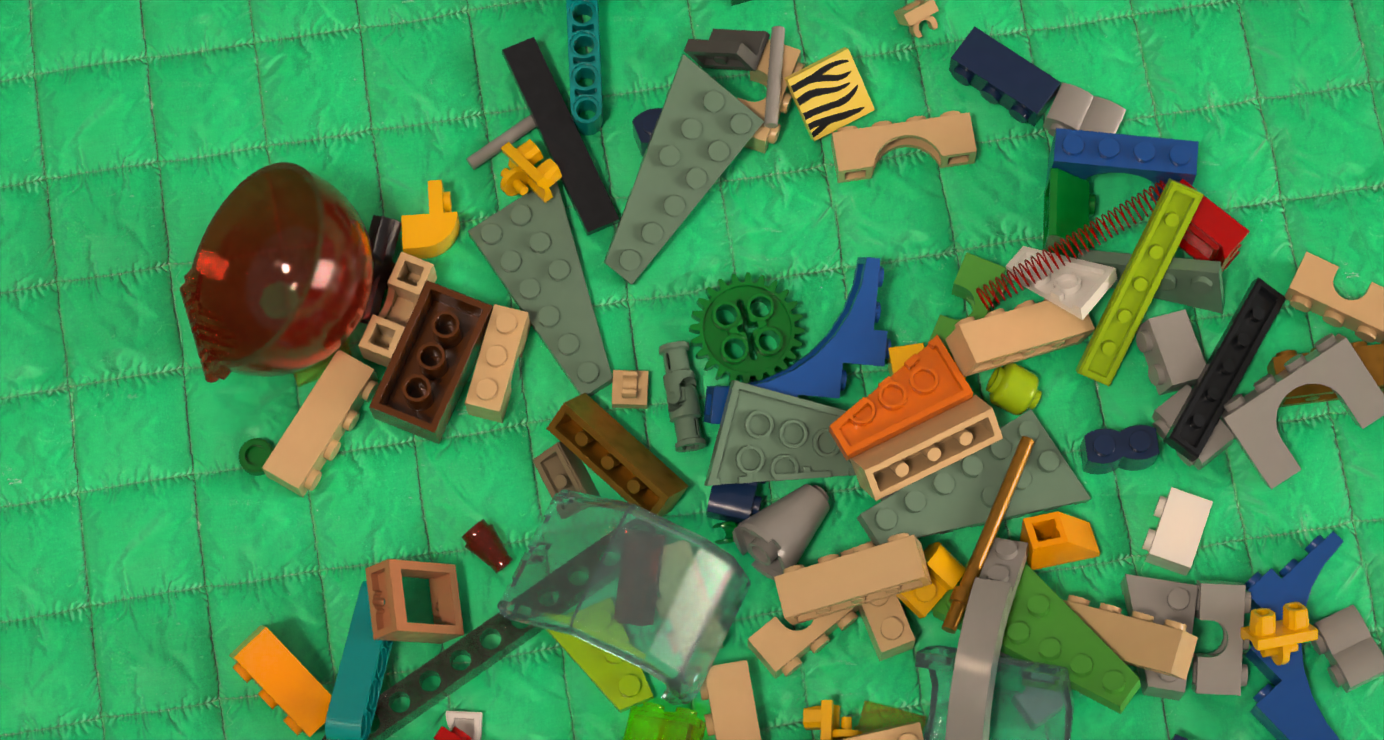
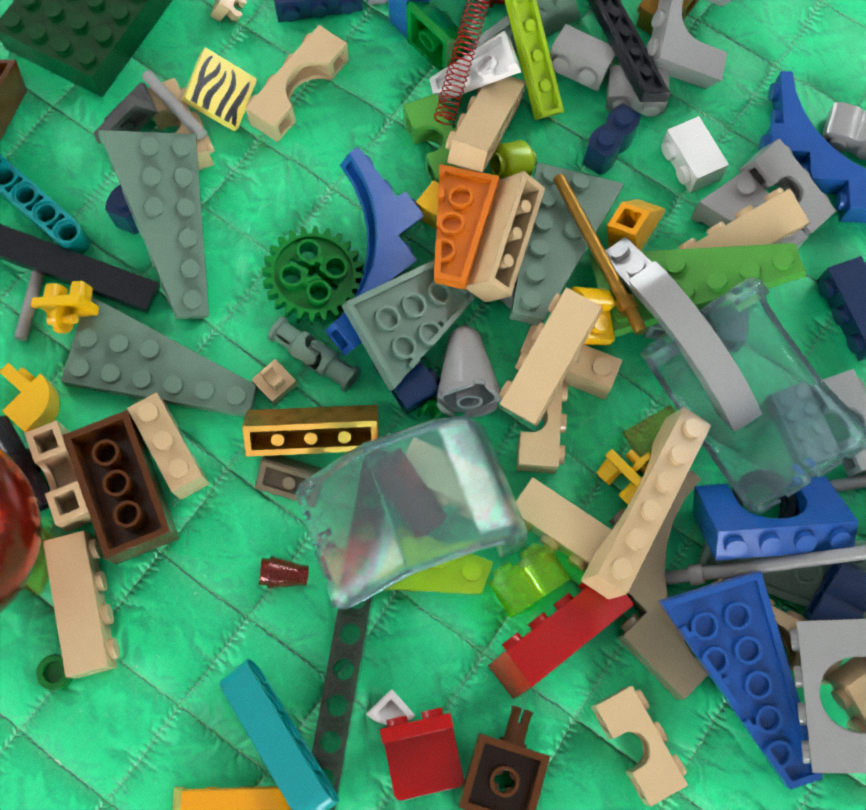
camera: 50 degrees left, 0 degrees up
(390, 620) = (269, 691): nougat window -> none
(1279, 637) = (826, 147): yellow hips -> none

